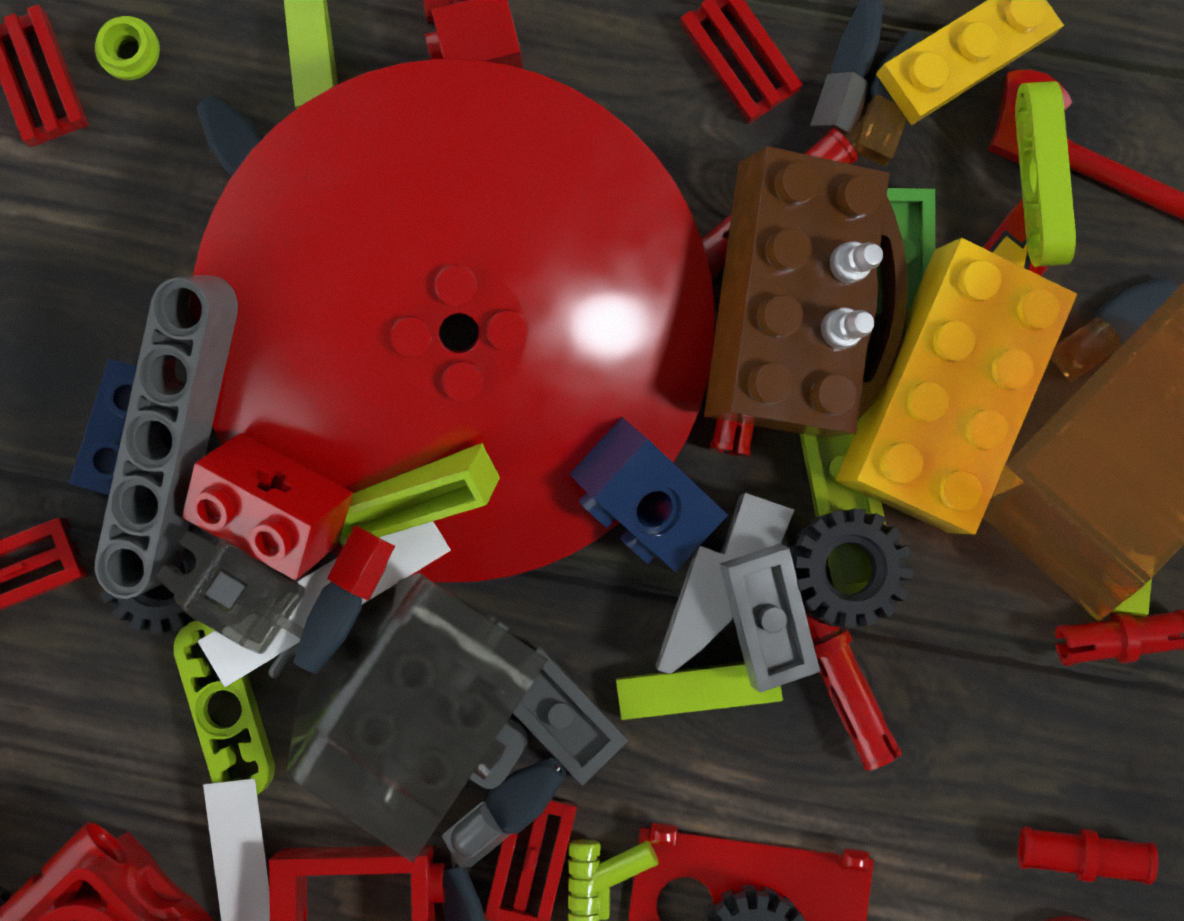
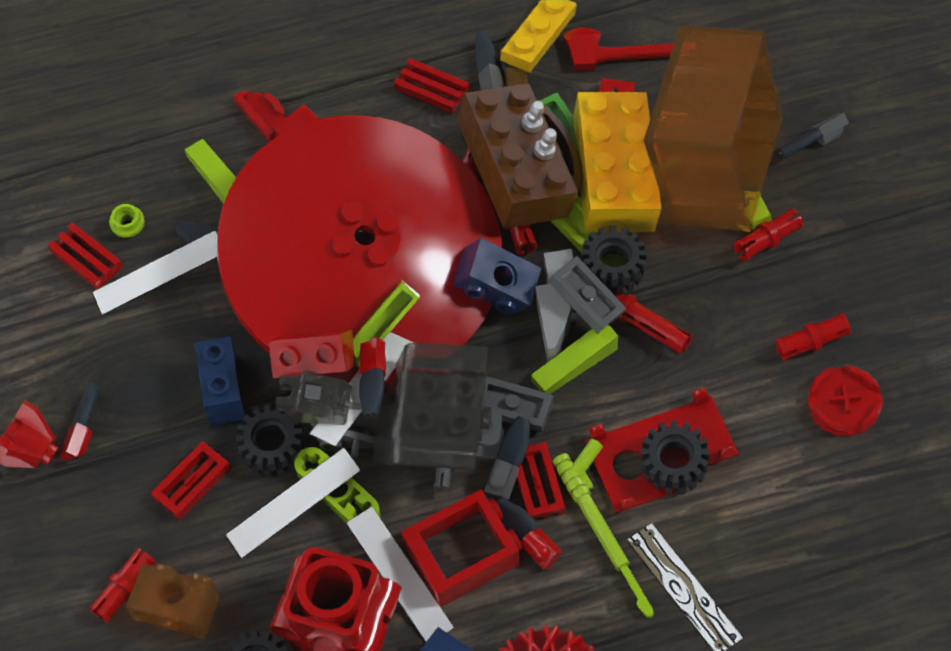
camera: 20 degrees left, 25 degrees down
(126, 172) = (157, 273): none -> white sticker
(141, 700) = (292, 502): none -> white sticker
(188, 414) = (256, 362): dark grey beam -> none
(1045, 174) = (603, 58): lime beam -> none

